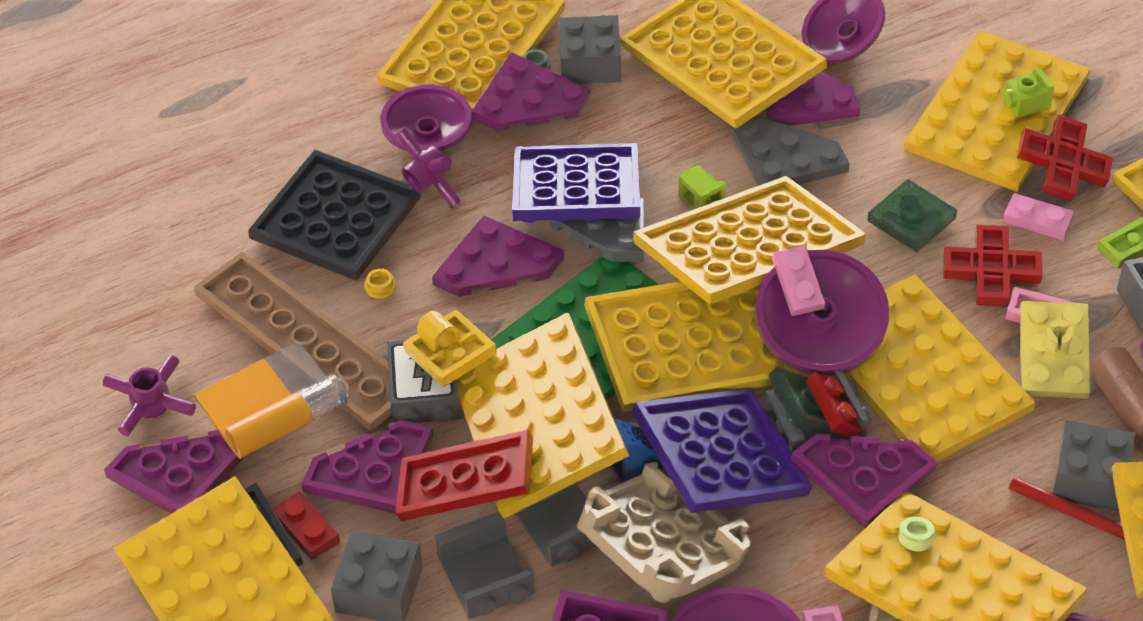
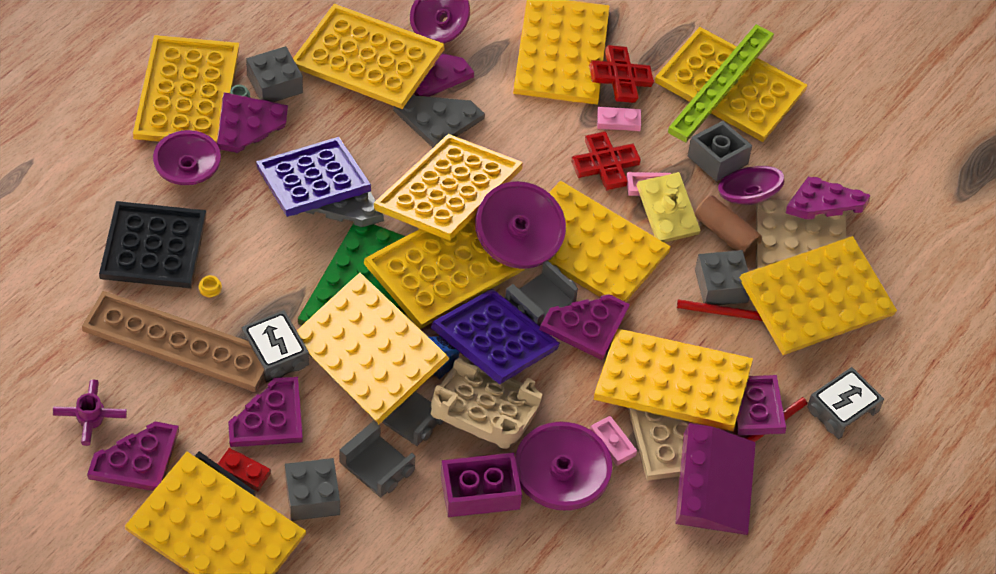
camera: 30 degrees left, 5 degrees up
(271, 399) = (180, 390): light orange door -> none
(426, 168) = (208, 194): magenta bar -> none
(448, 346) = (289, 318): yellow plate -> none
(465, 475) = (344, 404): red plate -> none
(496, 258) = (280, 245): magenta plate -> none
(699, 187) = (397, 159): lime brick -> none
(798, 280) = (500, 208): bright pink plate -> none
(799, 402) = (537, 291): clear green plate -> none
(834, 406) = (555, 288): red plate -> none
(912, 215) = (540, 139): clear green plate -> none
(916, 533) = (640, 355): yellowish green tile -> none
(1028, 93) = (582, 34): lime brick -> none

